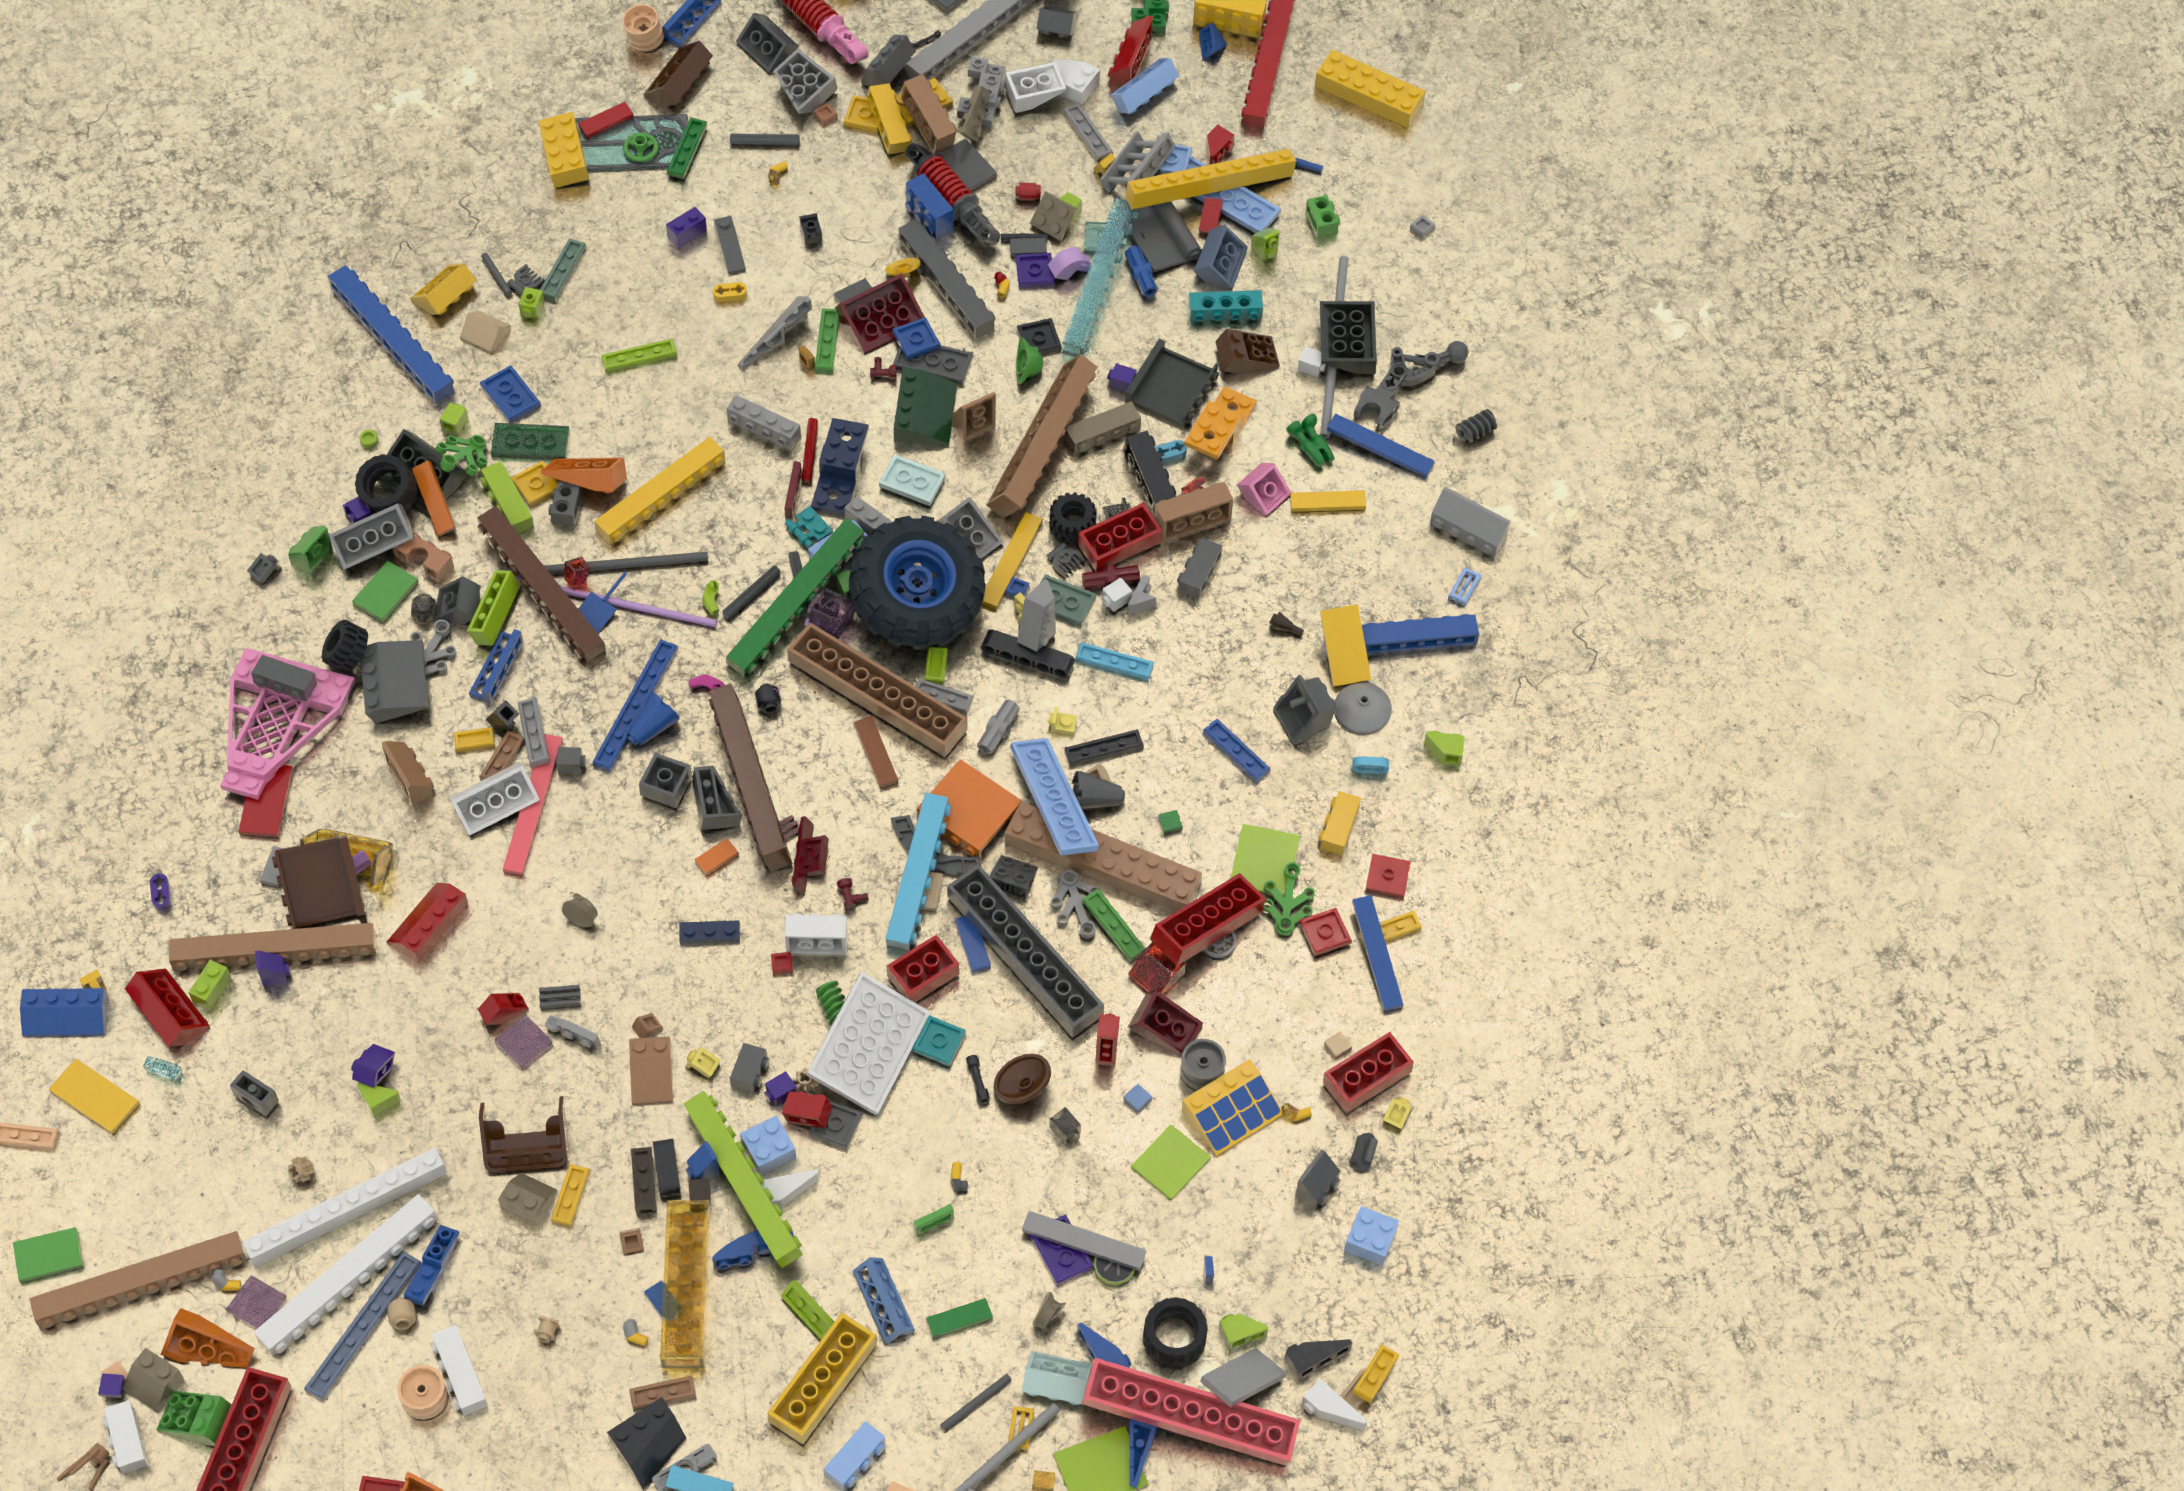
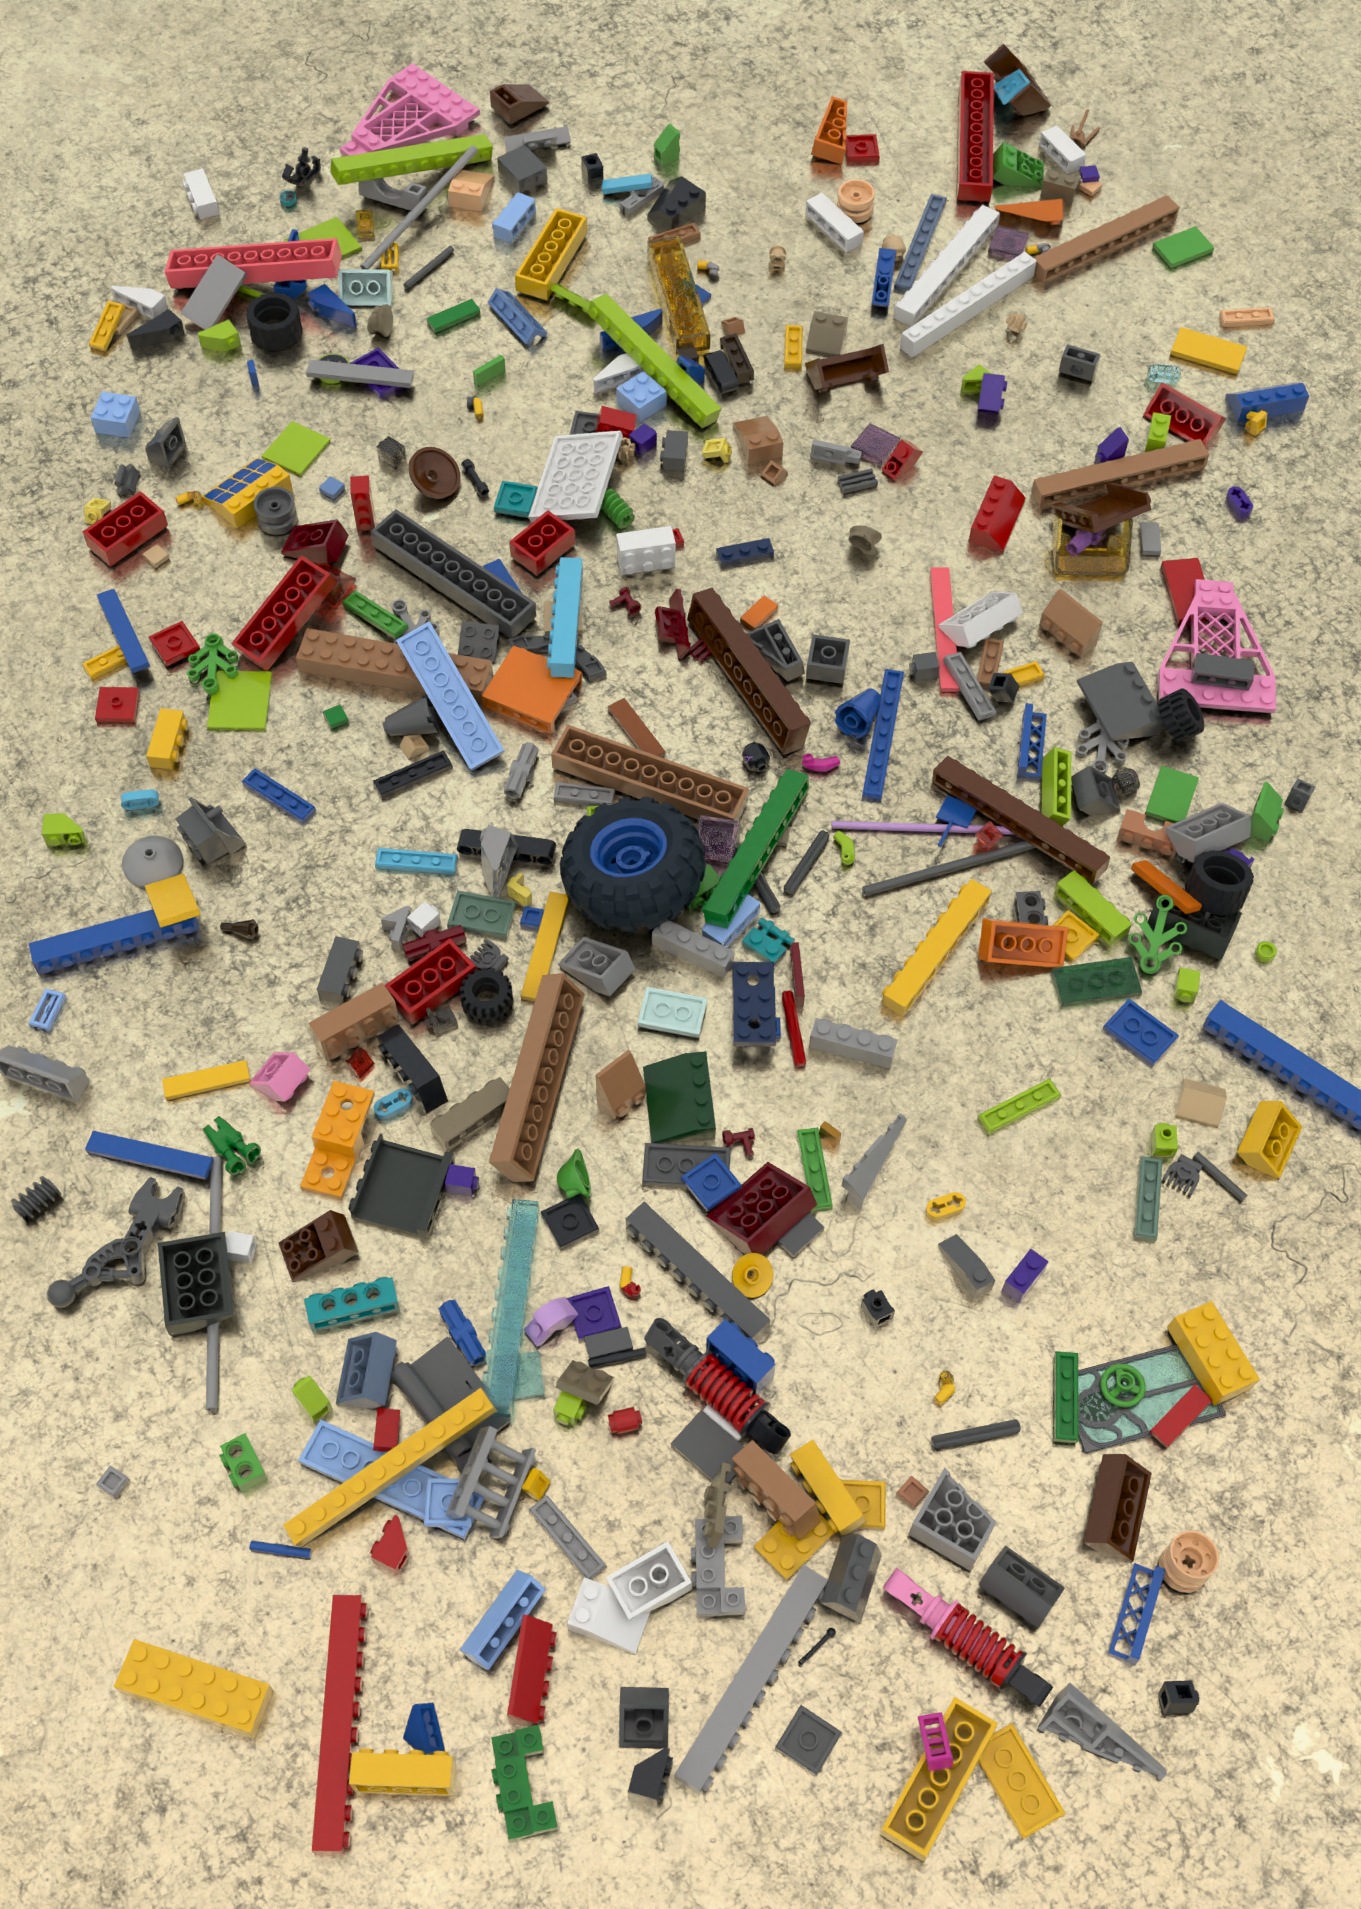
camera: 170 degrees right, 0 degrees up
(1062, 722) = (457, 789): light yellow bracket -> none

